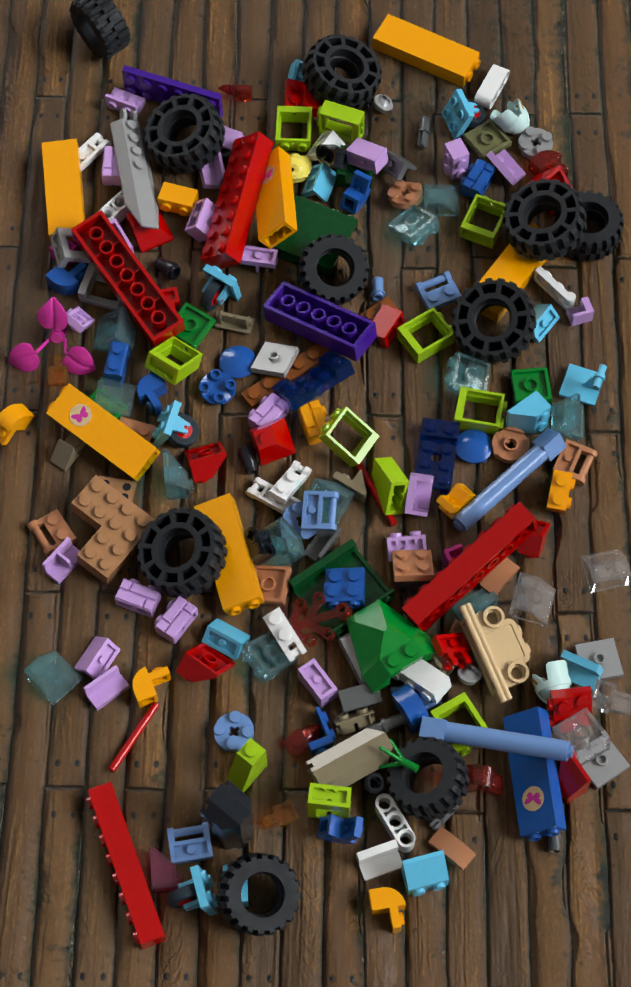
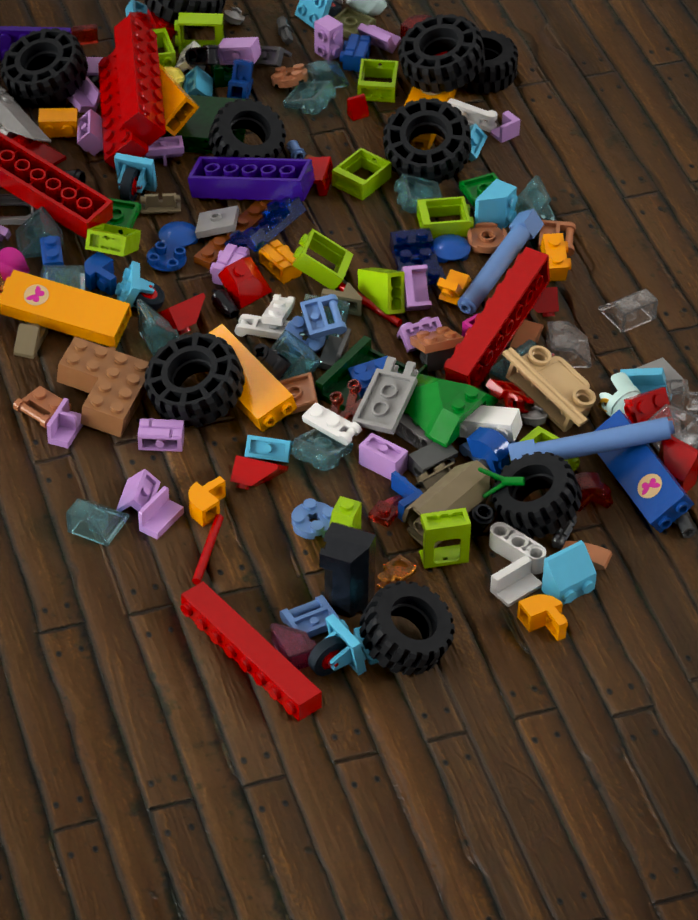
camera: 20 degrees left, 20 degrees down
(176, 619) = (209, 443): lavender brick -> none
(254, 183) = (139, 80): none -> red brick
(338, 626) = (387, 397): none -> light grey tile
(339, 829) = (465, 567): blue brick -> none
(440, 296) = (366, 140): medium blue plate -> none
(453, 250) = (357, 107): none -> red slope
(532, 135) = (395, 16): light grey plate -> none
(583, 382) = (546, 172): medium azure plate -> none

